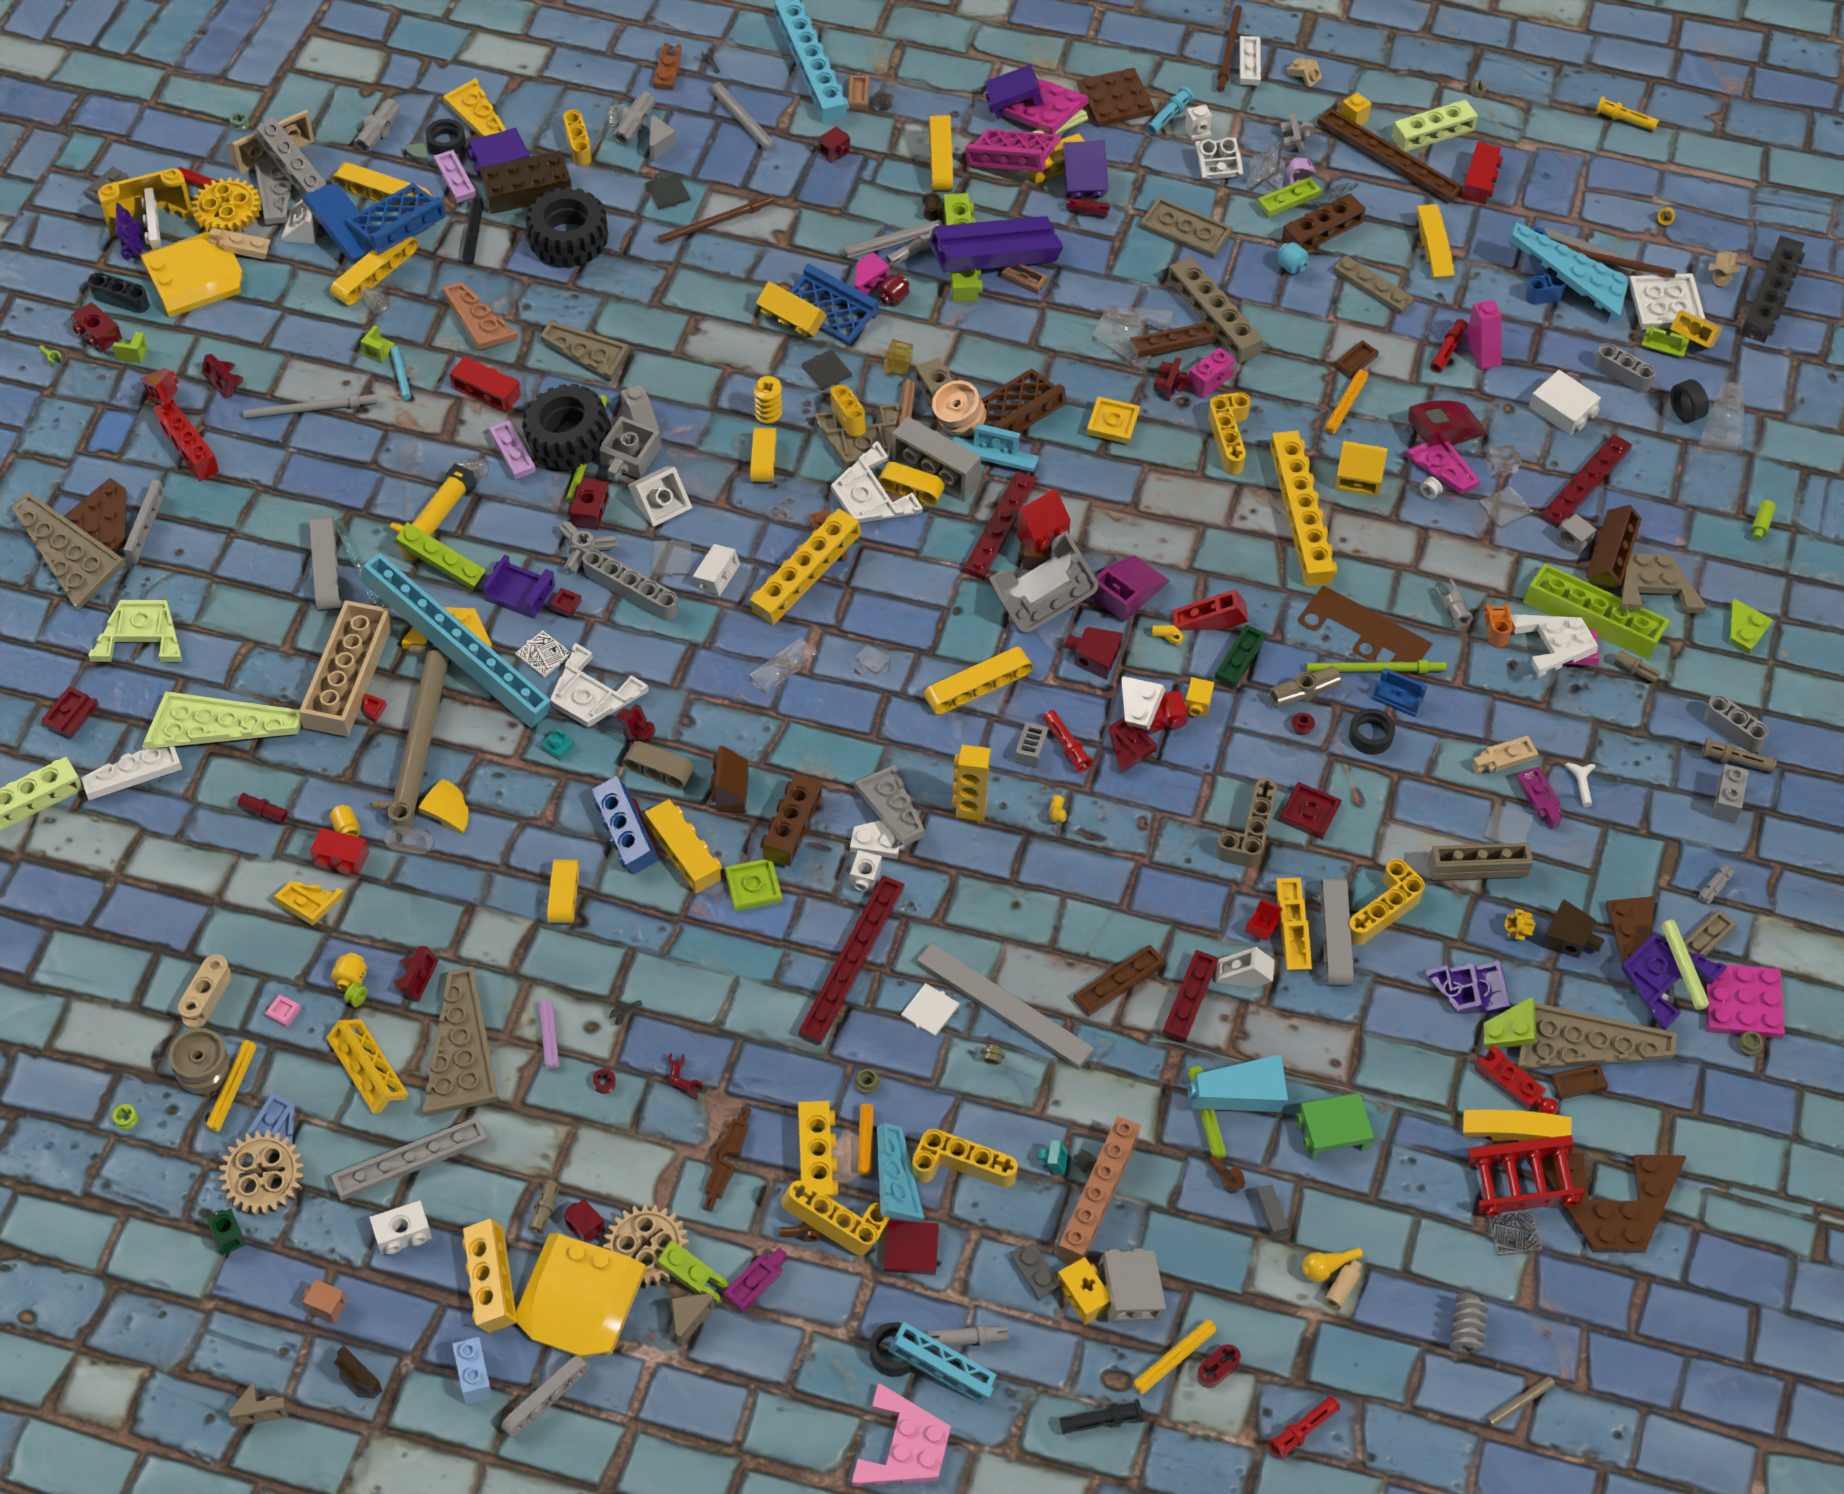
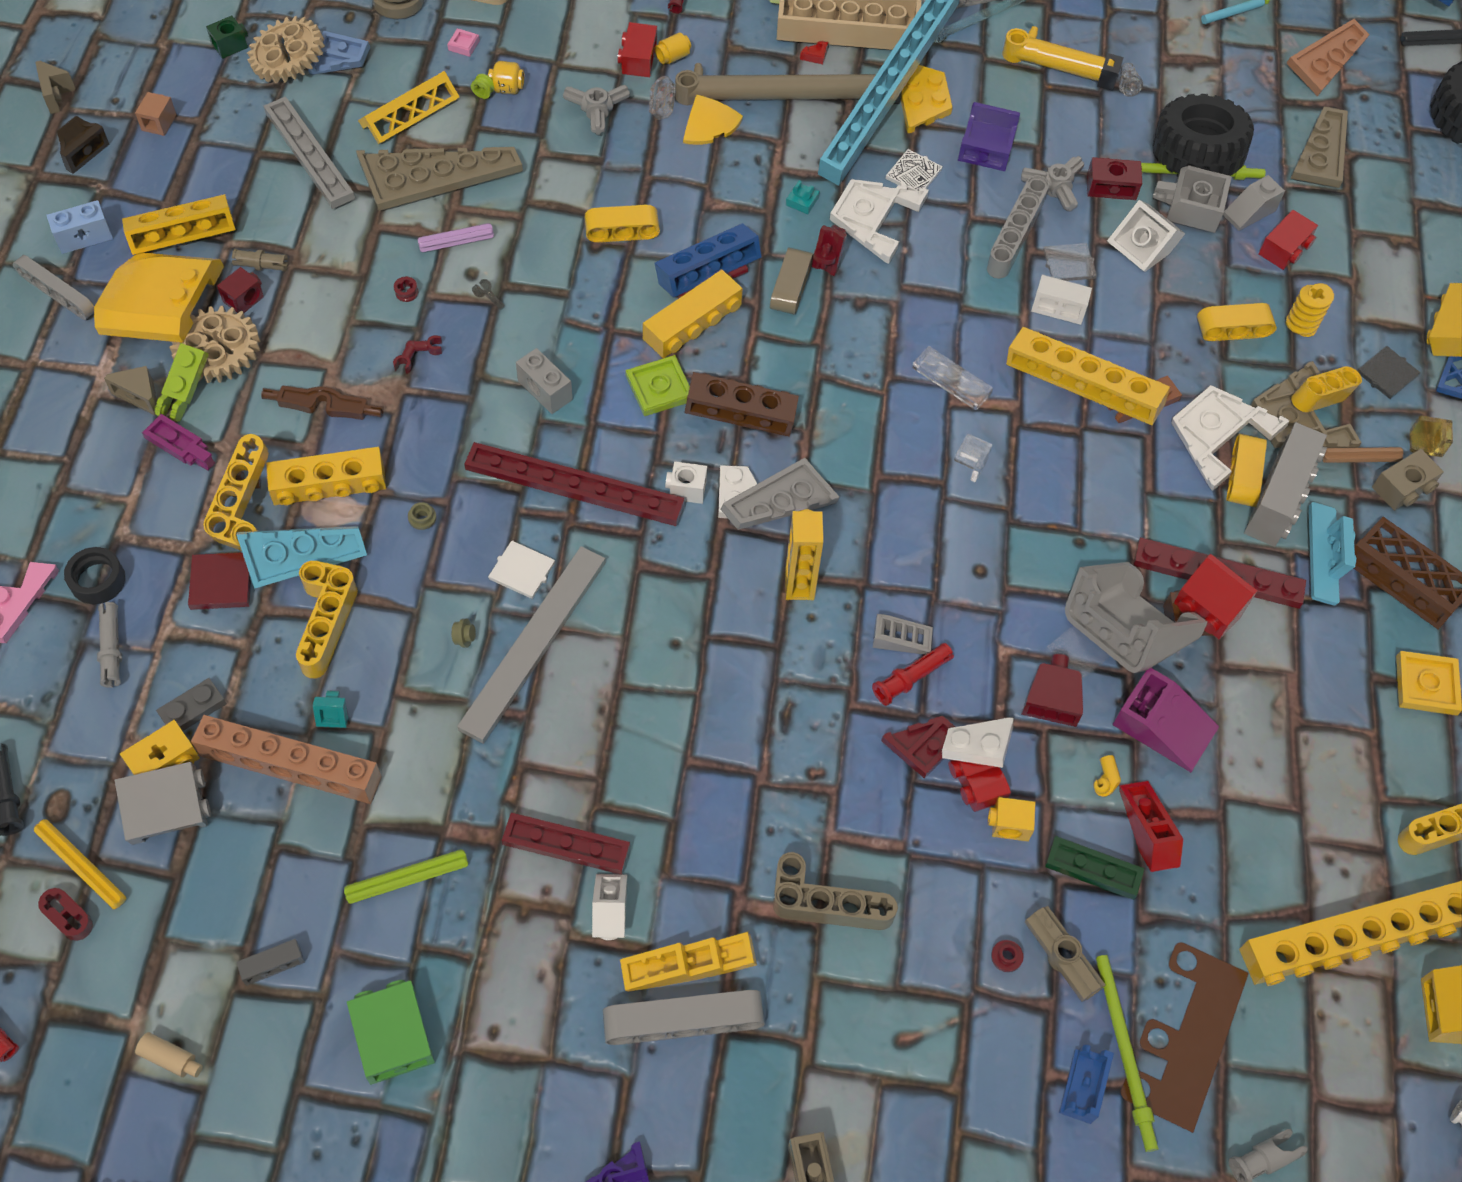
camera: 80 degrees right, 5 degrees up
(231, 1086) = (380, 19): yellow axle -> none
(307, 900) = (582, 38): yellow wing -> none
(405, 896) = (596, 103): none -> light grey bush
(408, 1216) = (232, 155): white brick -> none
(419, 971) = (510, 126): dark red tile -> none
(439, 556) = (1004, 63): lime plate -> none
(485, 384) = (1243, 72): red brick -> none
(512, 449) = (1147, 115): lavender plate -> none
(565, 602) = (980, 177): dark red plate -> none
(684, 398) = (1288, 240): none -> red brick
(729, 781) = (777, 338): reddish brown slope -> none
(740, 969) = (544, 380): none -> light grey brick
(865, 1139) = (366, 521): light orange axle -> none
(939, 1367) = (56, 612): medium azure fence -> none
(959, 408) = (1373, 500): light nougat wheel -> none
(978, 680) = (978, 569): yellow beam -> none
(1055, 811) = (804, 669): yellow arm -> none
(1084, 1161) = (336, 740): clear smoke plate -> none
(1118, 980) = (583, 763): reddish brown tile -> none
(1232, 1179) = (311, 911): reddish brown piece -> none
(1242, 1087) = (434, 914): medium azure slope -> none
(1265, 920) = (683, 922): red bracket -> none
(1310, 810) = (871, 975): dark red tile -> none
(1319, 1266) = (190, 1022): yellow piece -> none
(1376, 717) = (1021, 1025): black tyre -> none
(1398, 892) = (733, 1076): yellow beam -> none

